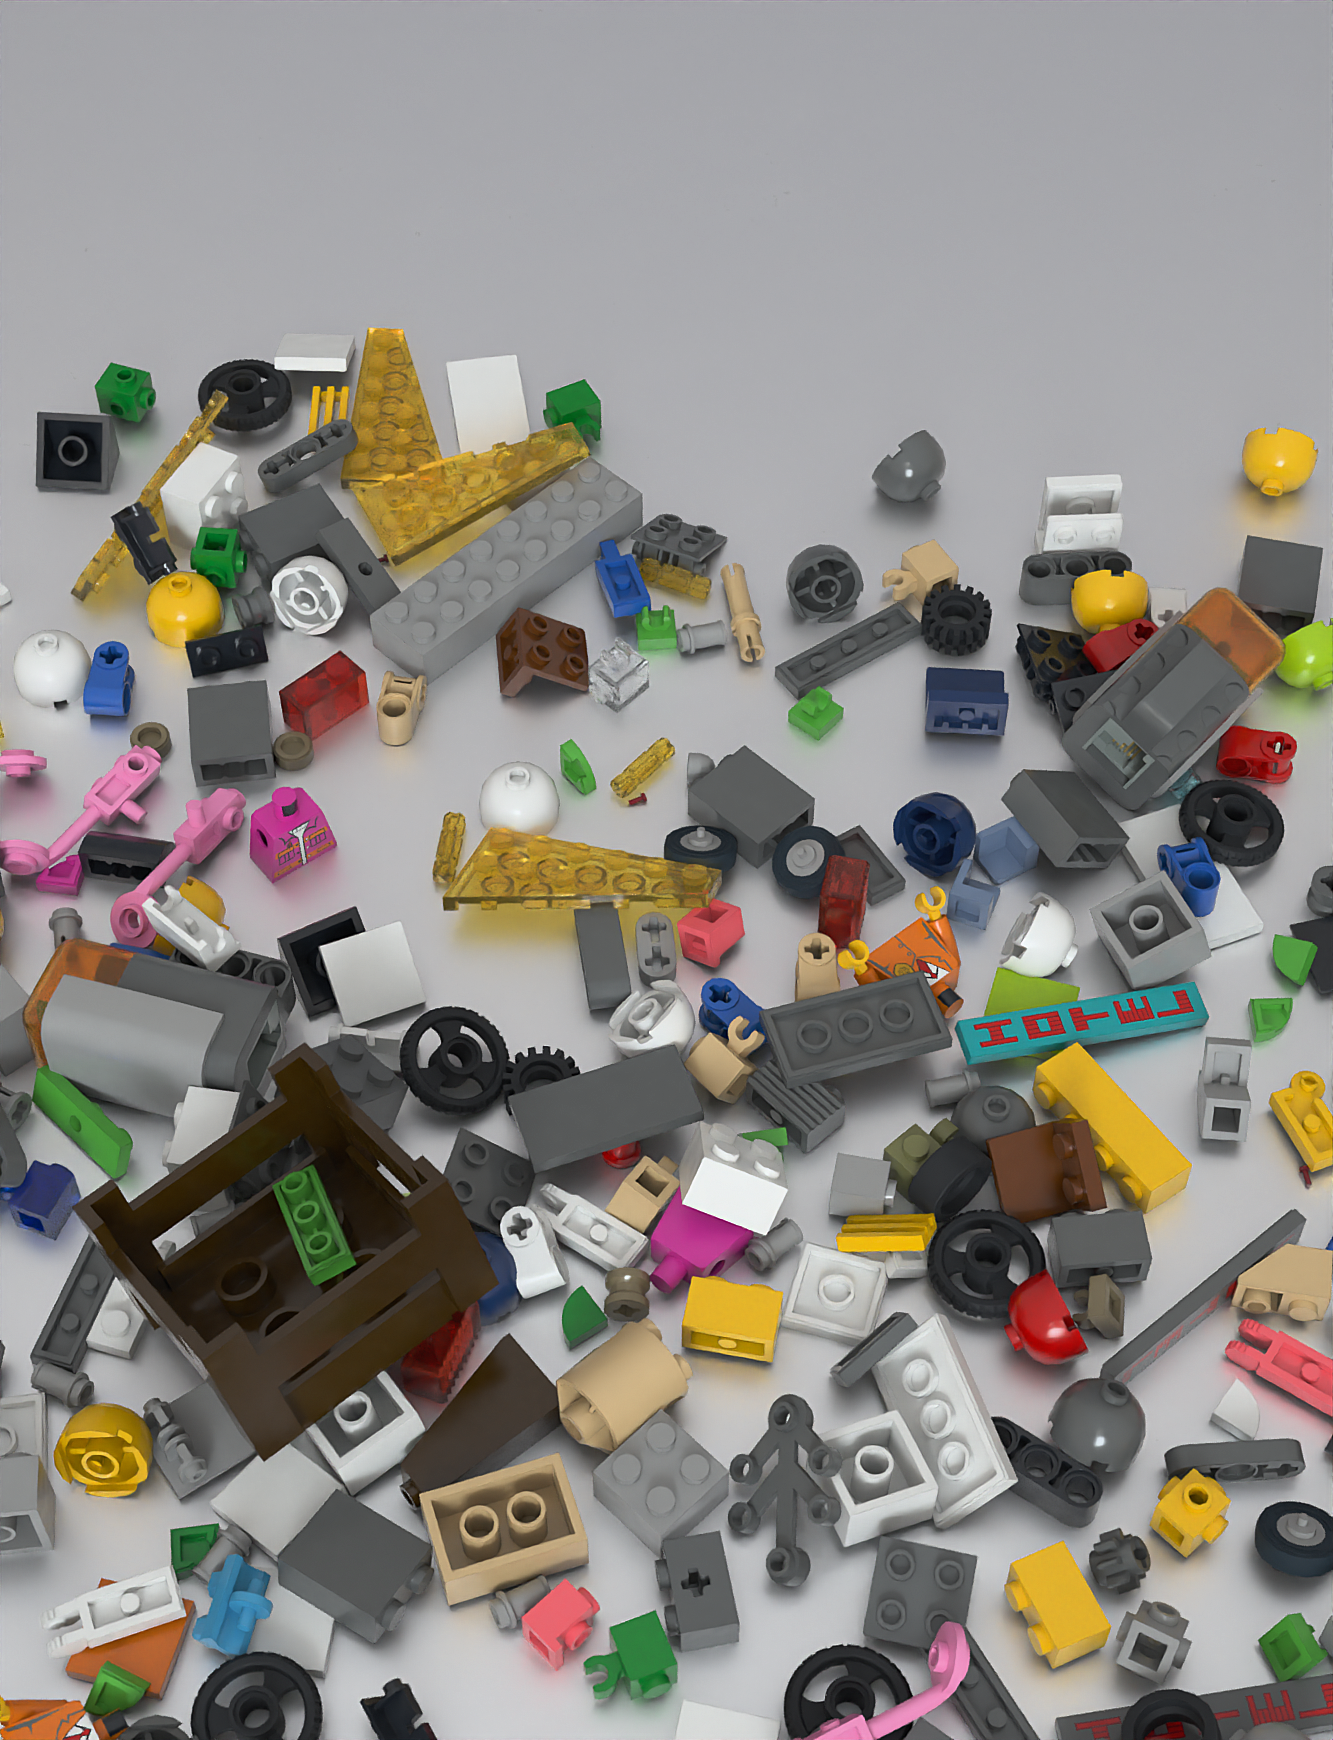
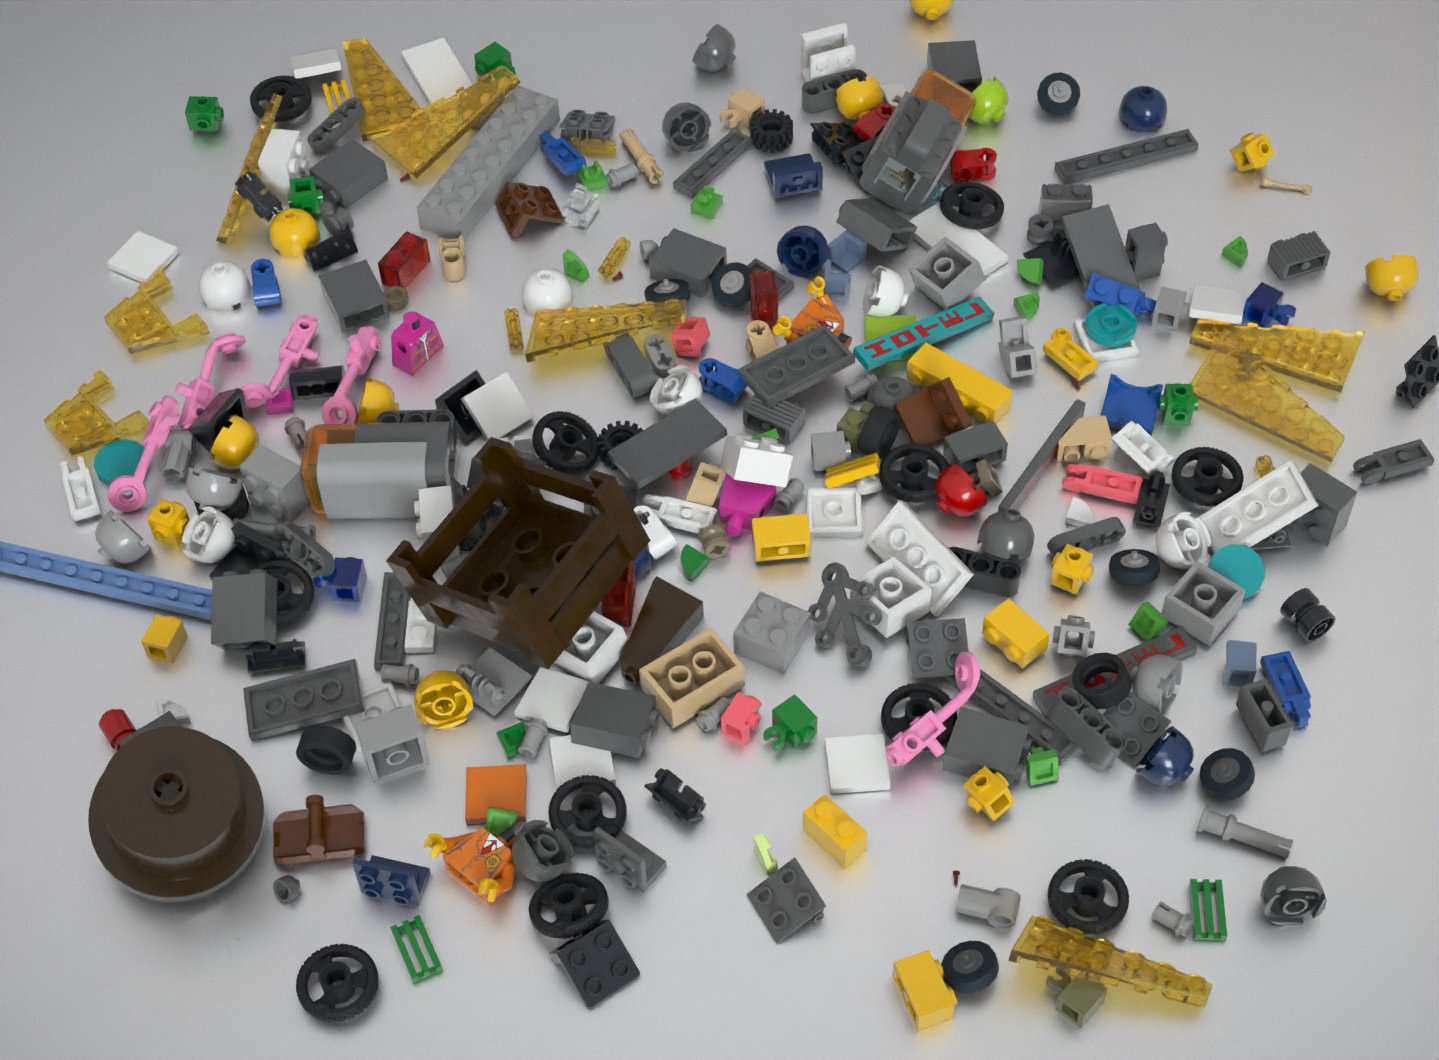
camera: 15 degrees left, 0 degrees up
(75, 451) = (185, 155): black slope -> none
(83, 1121) = (352, 531): bright green tile -> none
(115, 1611) = (483, 779): white hinge -> none
(152, 735) = (301, 309): dark tan tile -> none
(191, 930) = (383, 405): white hinge -> none
(235, 1607) = (554, 754): dark azure hips -> none
(309, 594) = (372, 205): white cylinder -> none
(313, 1225) = (526, 540): bright green tile -> none
(358, 564) = (396, 181): dark grey tile -> none
(621, 1386) = (732, 586): tan cylinder -> none
(702, 1564) = (814, 680): dark grey brick -> none
(723, 1063) = (726, 405): tan brick -> none
(873, 1348) = (866, 532): dark grey tile -> none
(1119, 1560) = (1041, 603): dark grey gear -> none
(1192, 874) = (960, 233): blue piece -> none

